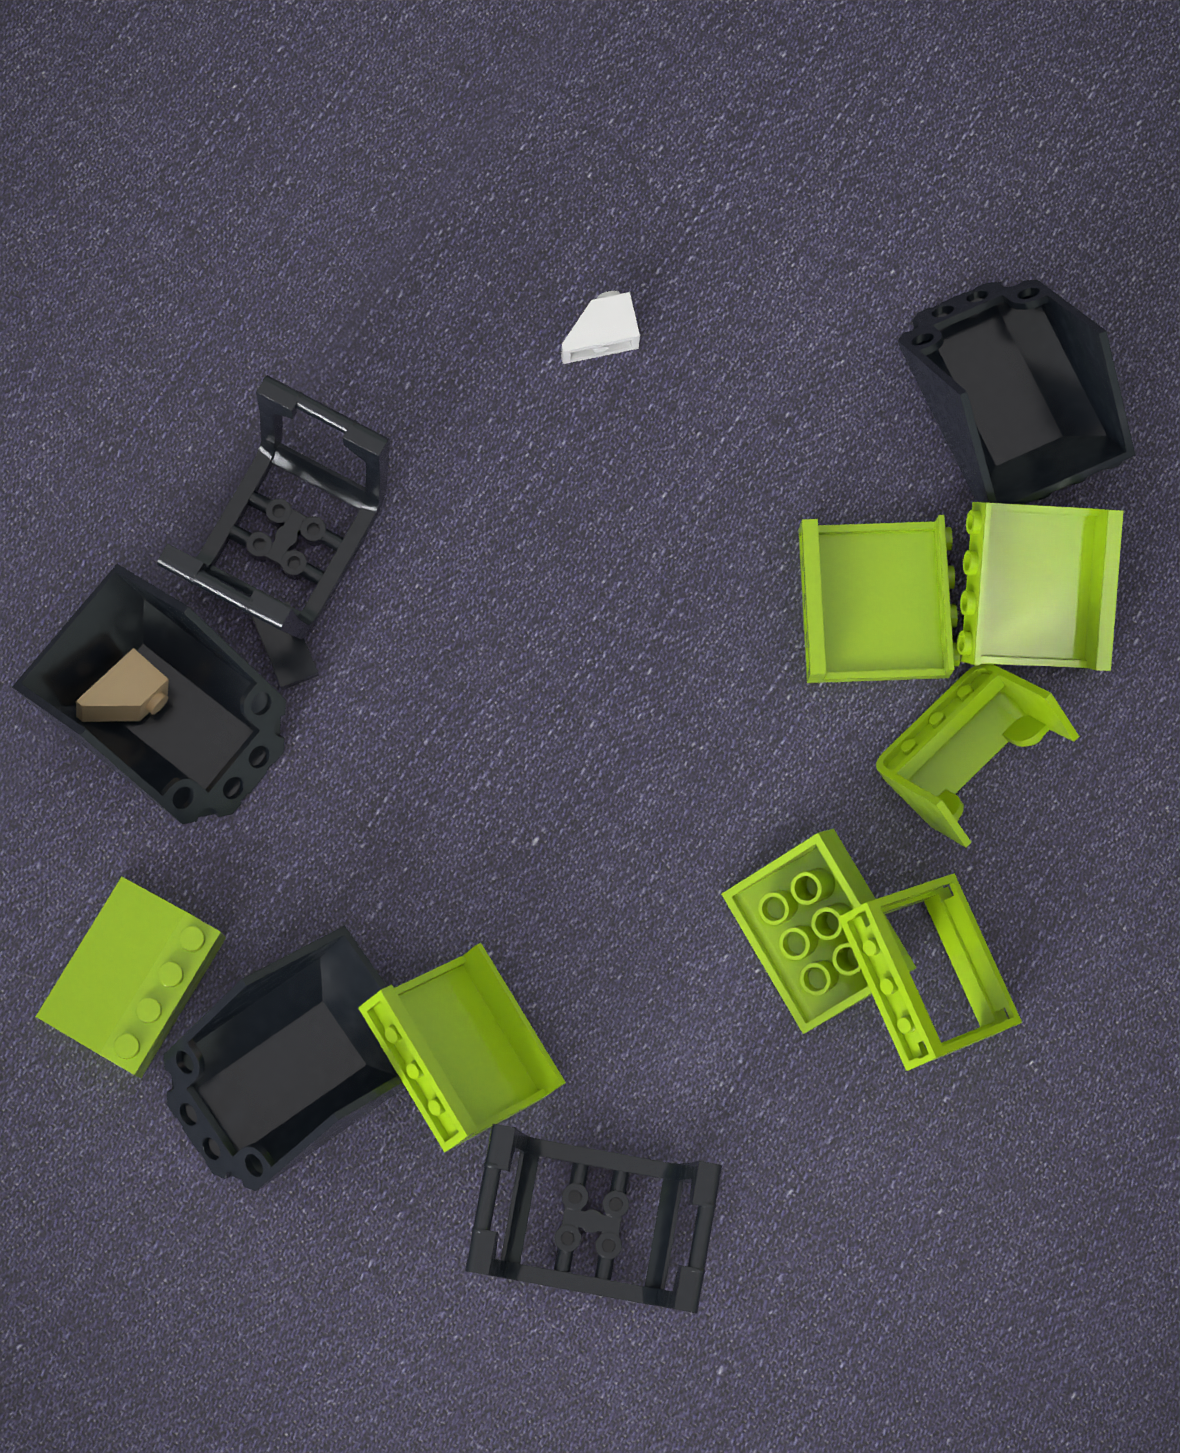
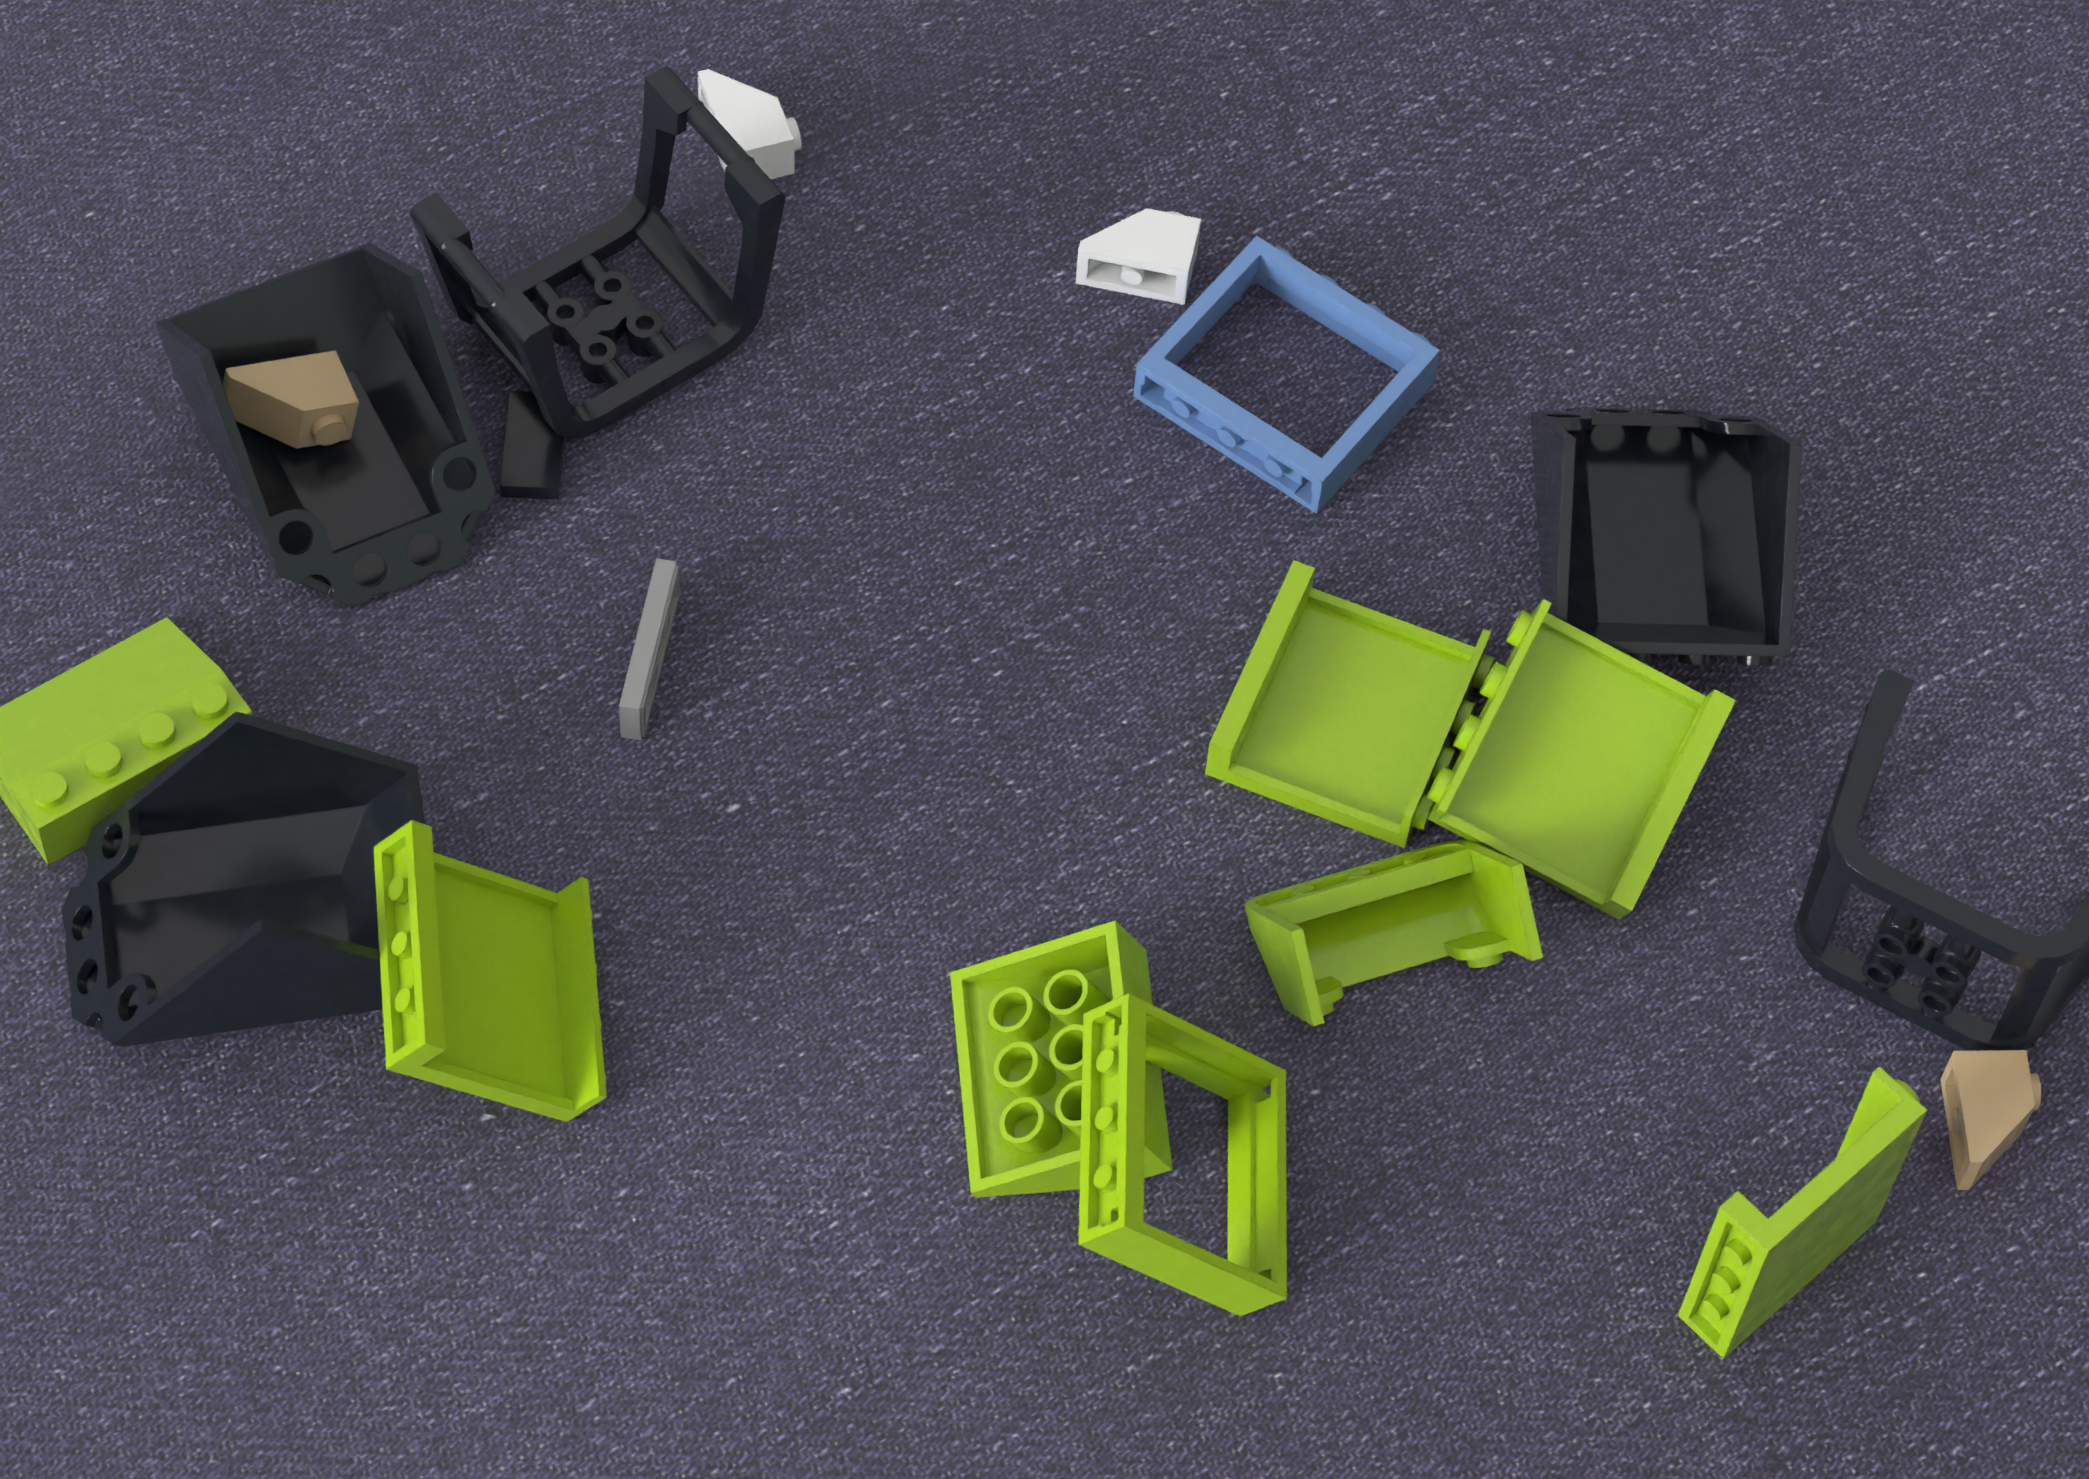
camera: 25 degrees right, 20 degrees down
(303, 350) = (753, 121): none -> white slope
(434, 761) = (649, 649): none -> light grey tile
(483, 1244) = (357, 1187): black windscreen -> none
(718, 434) = (1246, 437): none -> medium blue window

